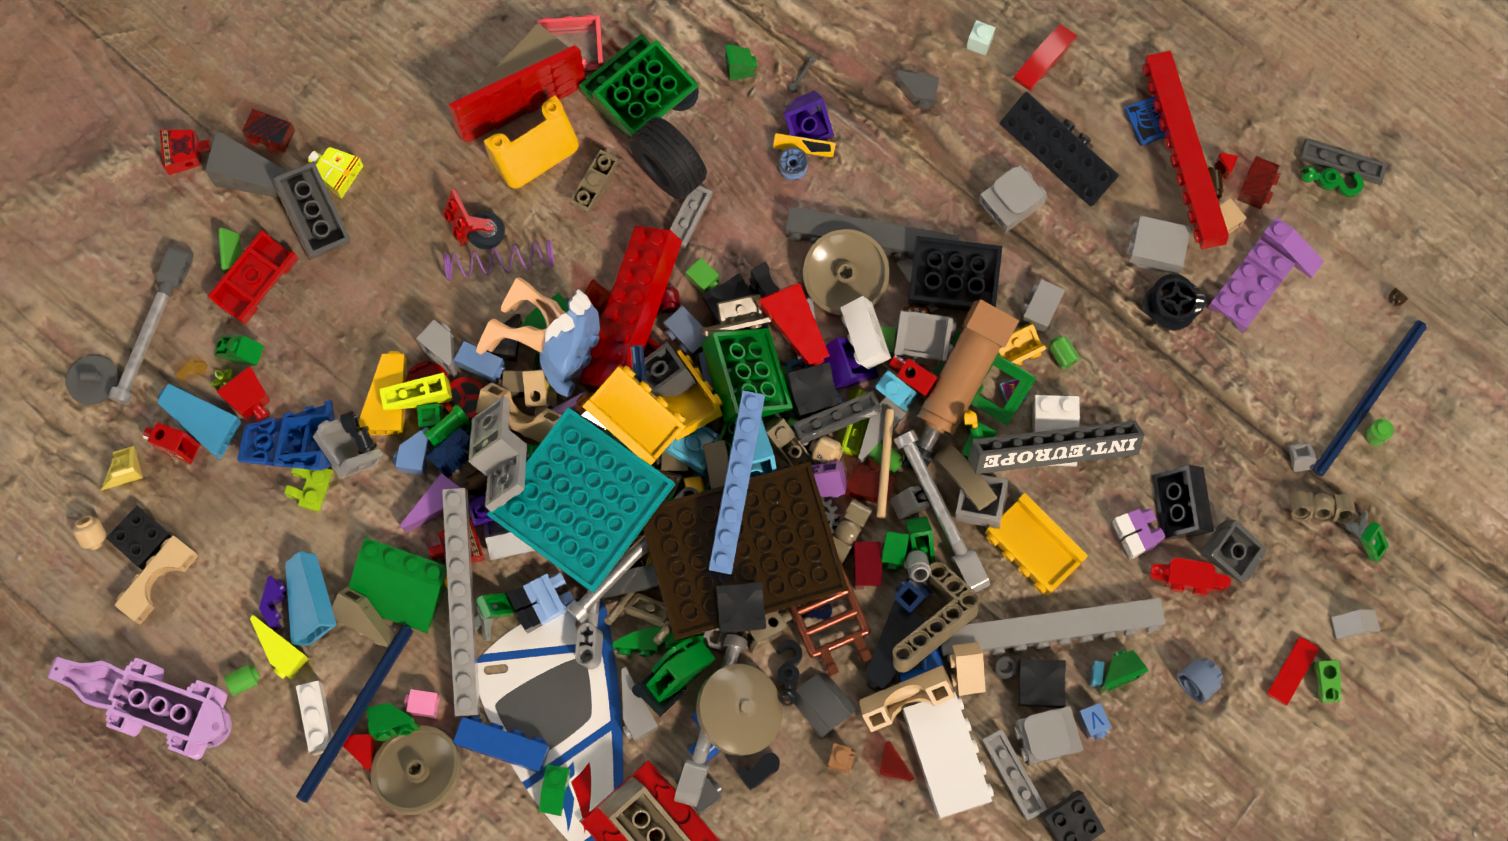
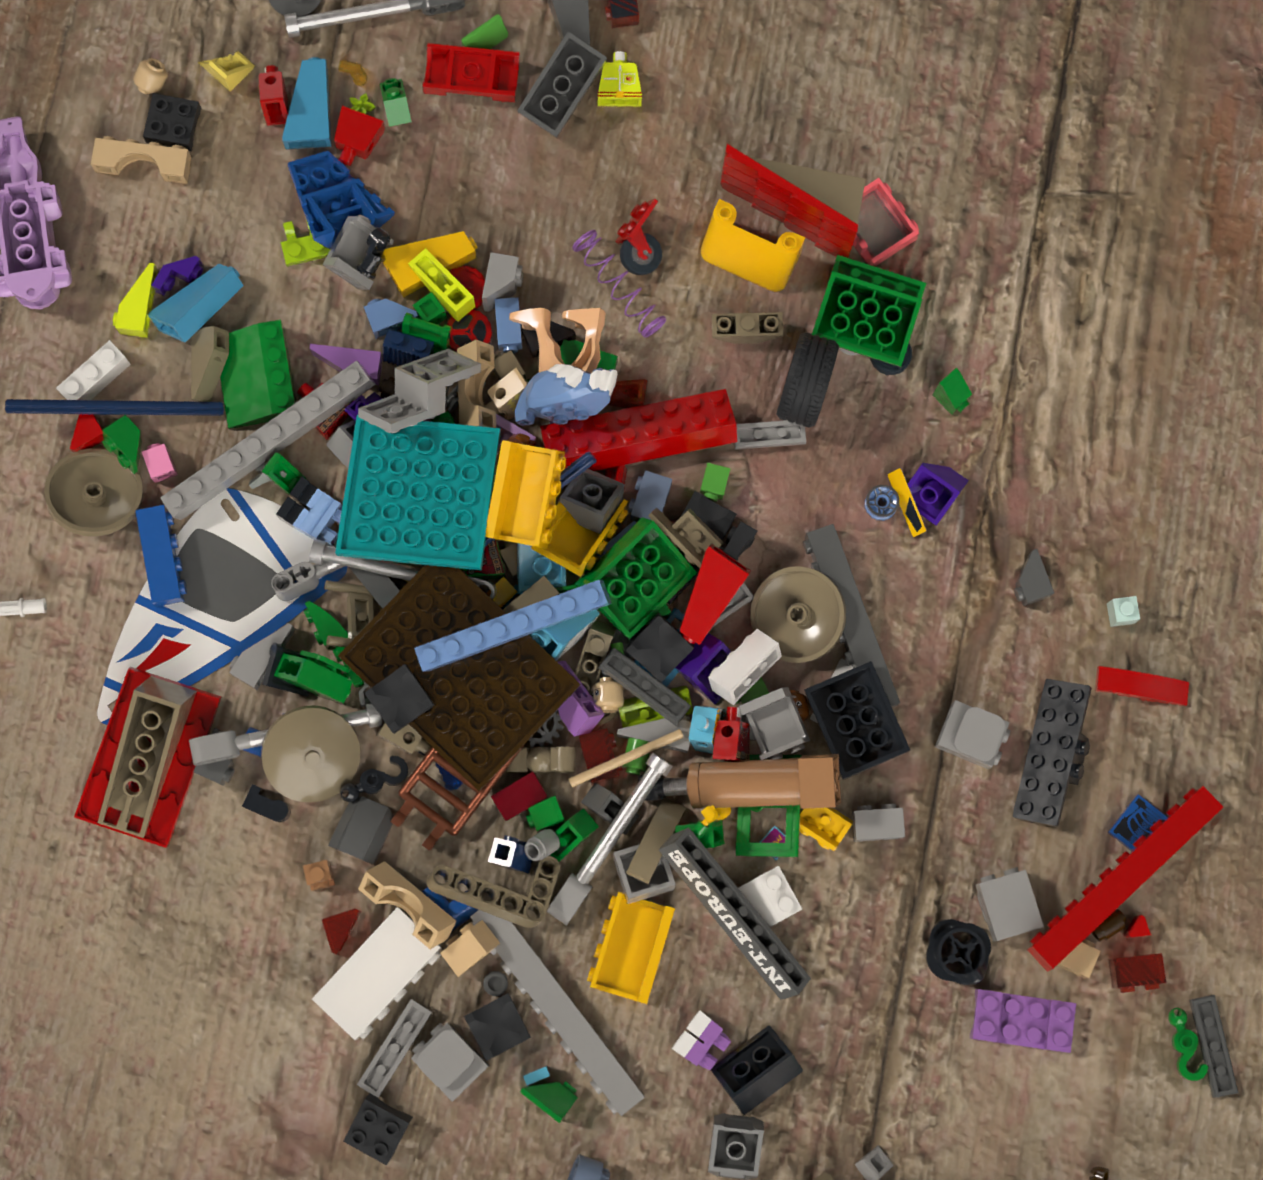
camera: 55 degrees right, 5 degrees up
(242, 679) = (92, 290): bright green brick -> none
(554, 790) = (146, 627): green slope -> none
(670, 300) = (675, 464): dark red piece -> none
(793, 86) = (962, 458): dark grey hinge -> none
(897, 627) = (468, 859): black slope -> none
(1063, 352) = (842, 870): bright green brick -> none
(1094, 721) = (488, 1098): medium blue brick -> none
(1190, 576) = (686, 1115): red hinge -> none
(1292, 246) = (1087, 1041): medium lavender slope -> none

